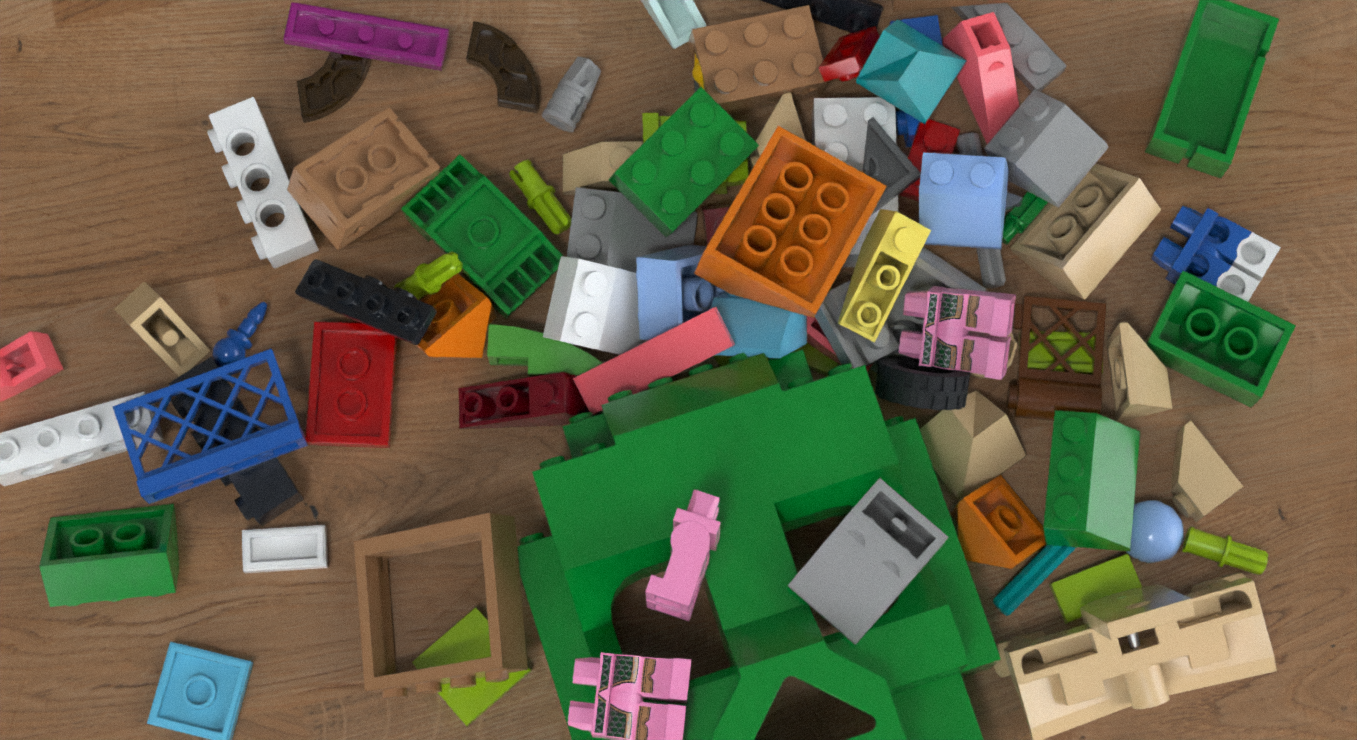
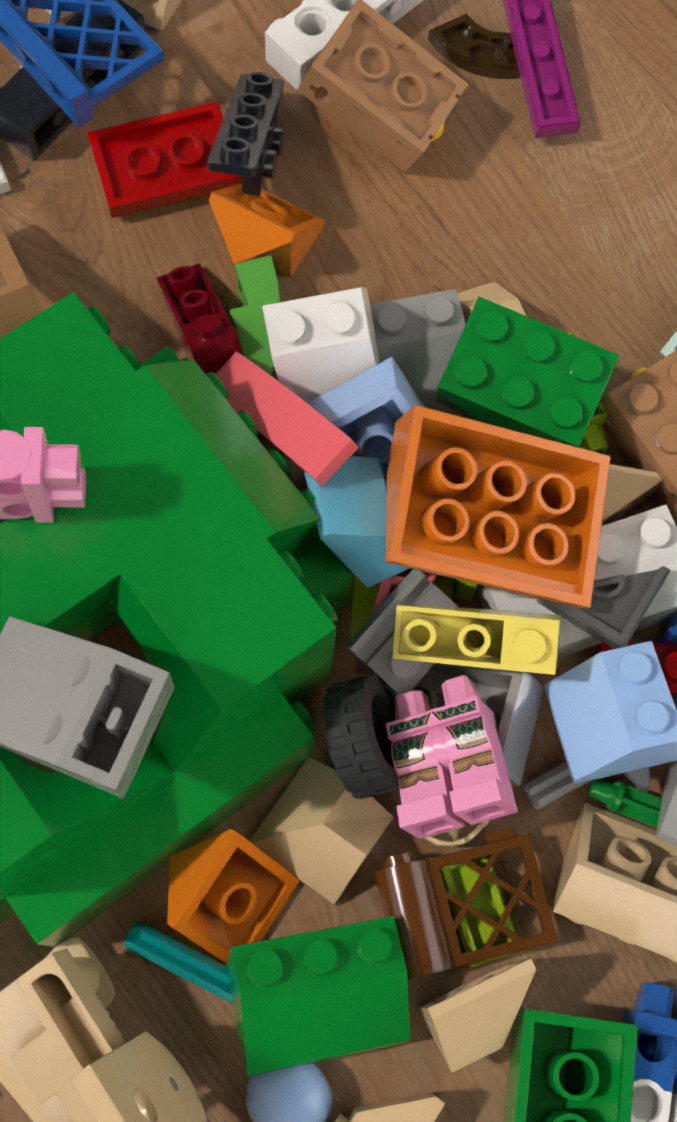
camera: 65 degrees right, 5 degrees down
(234, 345) = (175, 46): blue bar -> none
(429, 277) = (300, 184): lime axle -> none
(487, 232) = (368, 222): green plate -> none
(506, 65) = (566, 200): dark brown tile -> none
(541, 197) = (439, 268): lime axle -> none
(572, 95) = (563, 266): light grey hinge -> none
(1093, 584) = (196, 1048): lime tile -> none

